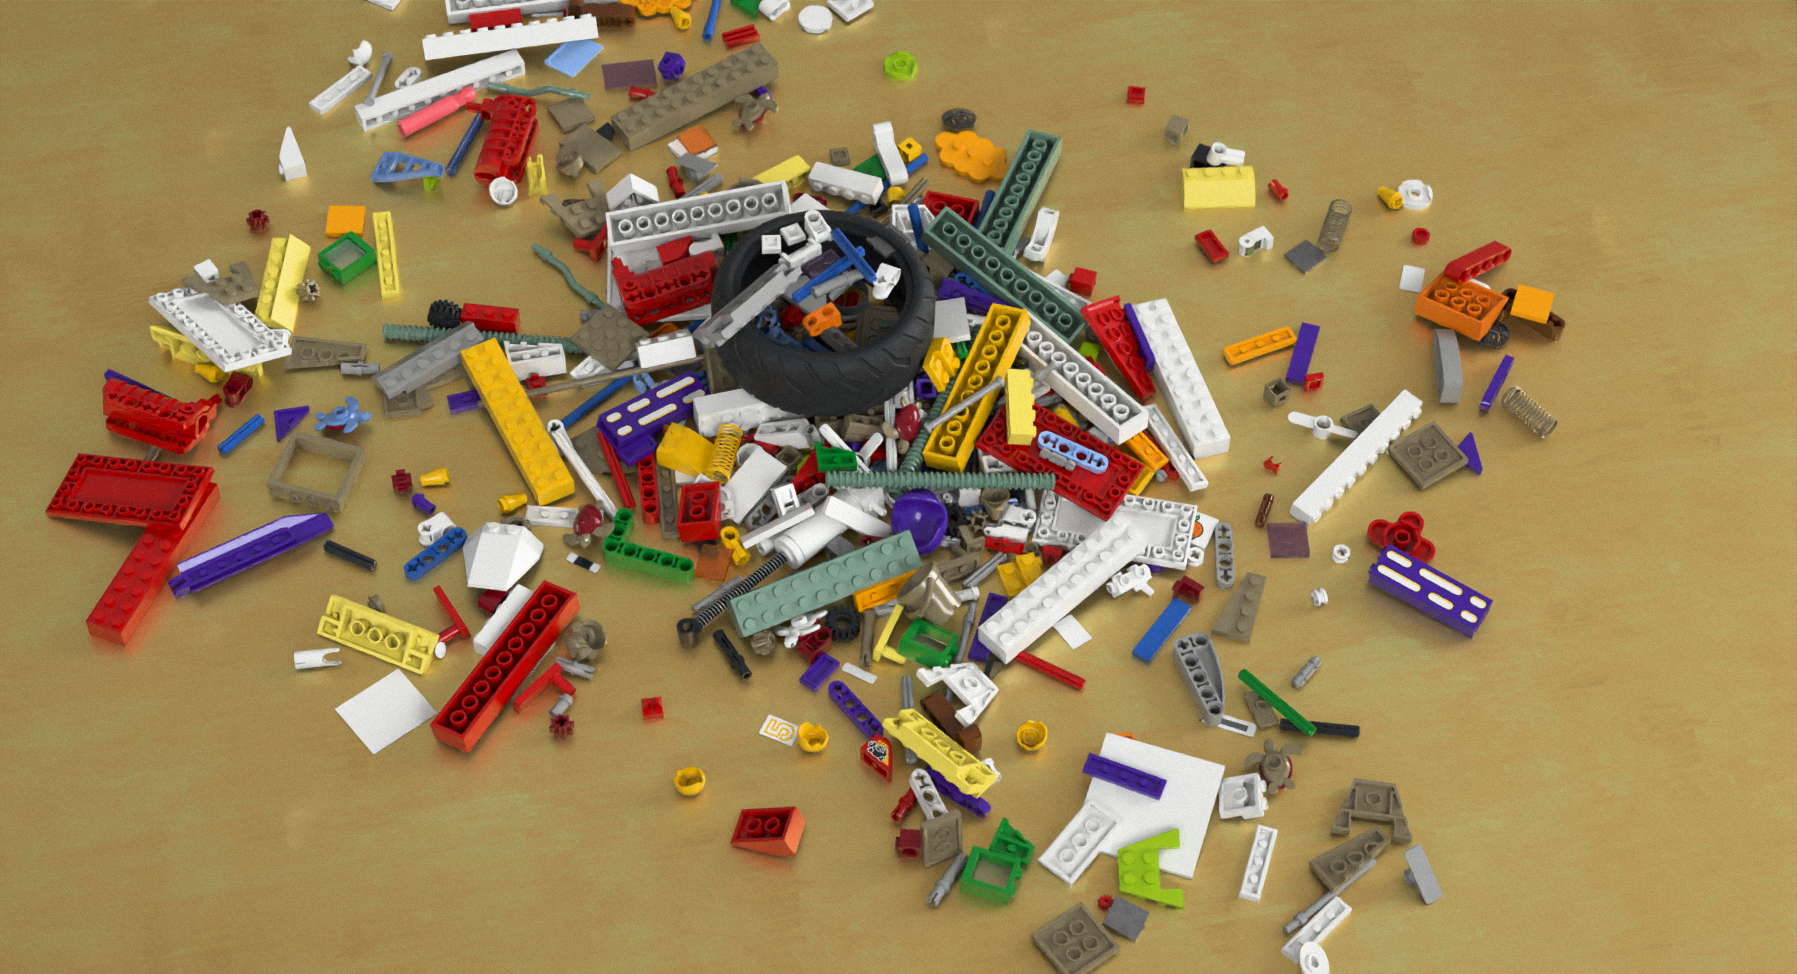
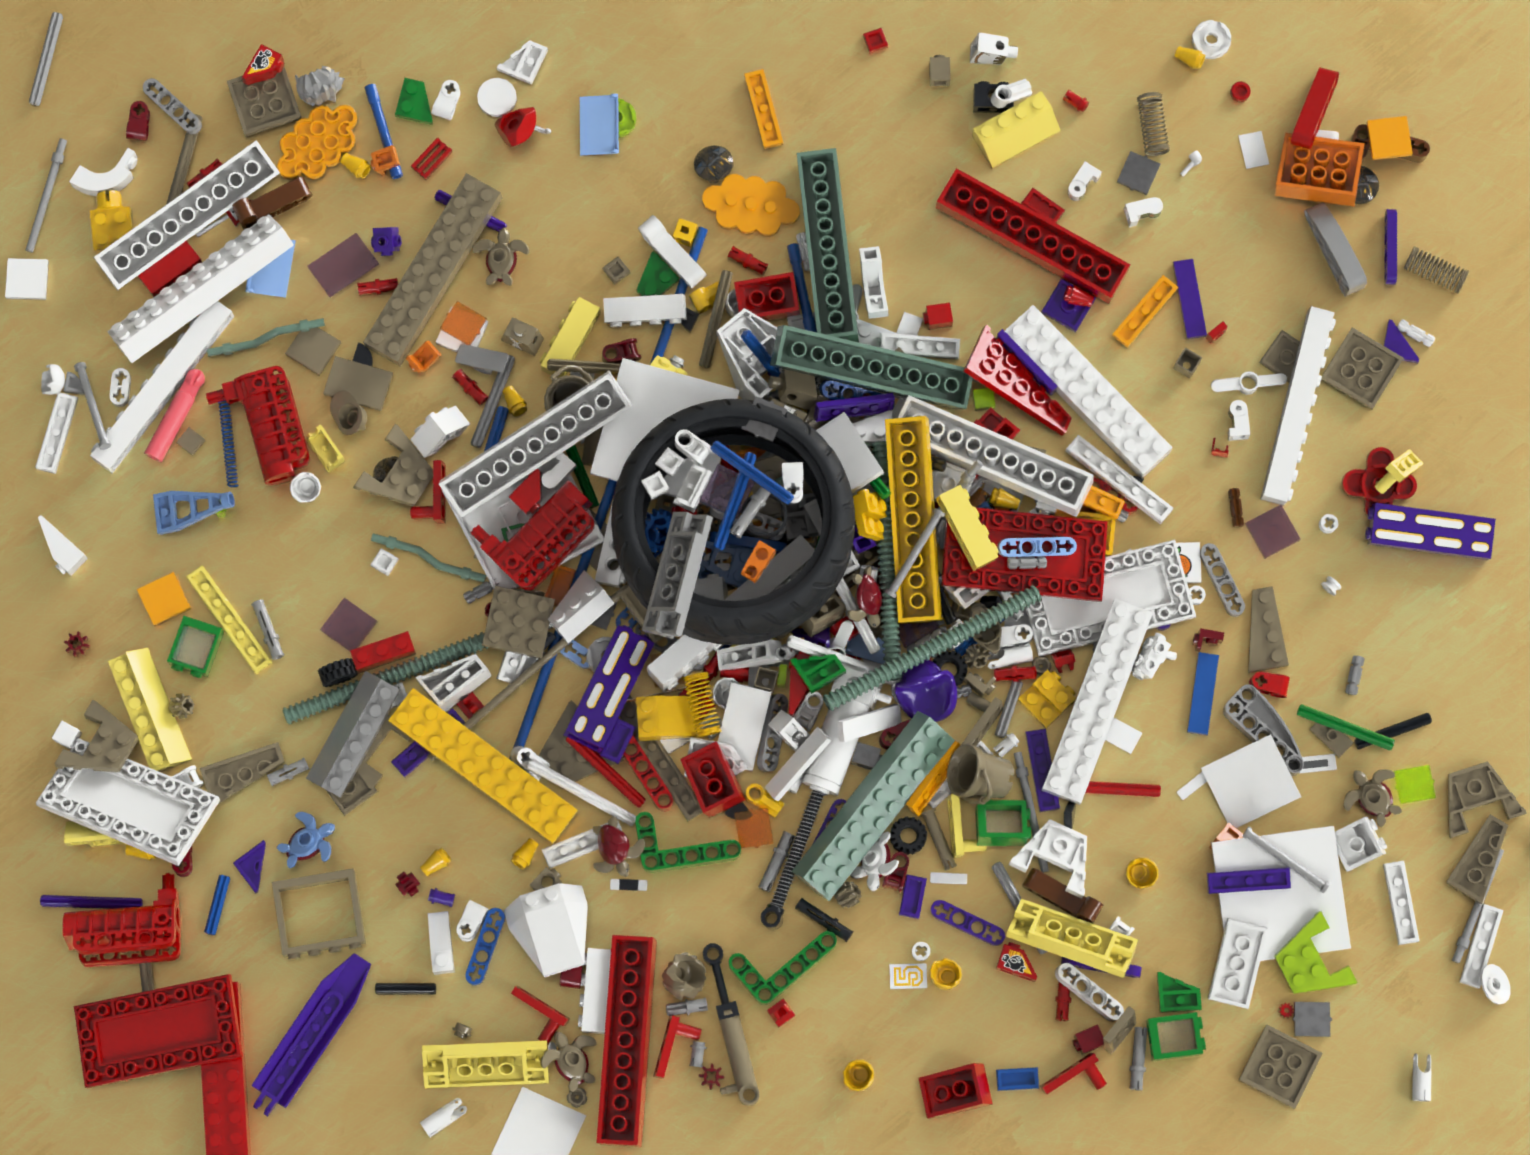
camera: 25 degrees left, 25 degrees up
(373, 65) = (73, 384): none -> light grey tile
(399, 536) = (440, 943): none -> white slope
(409, 276) = (267, 628): none -> light grey pin
(437, 133) = (190, 441): none -> dark tan tile
(438, 689) = (577, 1102): none -> dark tan plate
(450, 661) = (570, 1059): none -> dark tan animal
(476, 292) = (348, 625): none -> tile
(532, 266) = (384, 562): none -> white tile
(605, 690) = (733, 1035): none -> dark tan piece
(651, 150) = (423, 357): none -> orange bracket
(675, 675) = (784, 971): none -> green beam
(703, 18) = (384, 159): none -> orange bracket
(736, 162) = (522, 335): none -> dark tan torso
(806, 711) = (921, 945): none -> white bush
(820, 37) = (518, 126): none -> red hat
(829, 849) = (1017, 1079): none -> blue tile
(883, 62) = (599, 125): none -> light blue piece
(894, 860) = (1085, 1064): none -> red piece
(946, 186) = (748, 260): none -> red pin
(1020, 101) = (763, 109): none -> light orange plate
(1116, 695) = (1192, 786): none -> white sticker
(1143, 737) = (1286, 860): none -> light grey bar
(1168, 709) = (1251, 782): none -> white sticker
(1192, 258) = (1032, 236): none -> red brick
(1197, 318) = (1063, 313): none -> dark purple tile
(1206, 310) = (1077, 296): none -> red cone
(1226, 128) = (991, 49): none -> white torso
(1227, 645) = (1273, 684): none -> red piece
(1295, 278) = (1142, 209): none -> white leg
(1297, 455) = (1240, 421): none -> white leg
(1319, 778) = (1414, 784): none -> clear neon green piece
(1358, 265) = (1195, 158): none -> white hand
(1424, 526) = (1399, 470): none -> light yellow piece
(1489, 451) = (1415, 333): none -> white axle

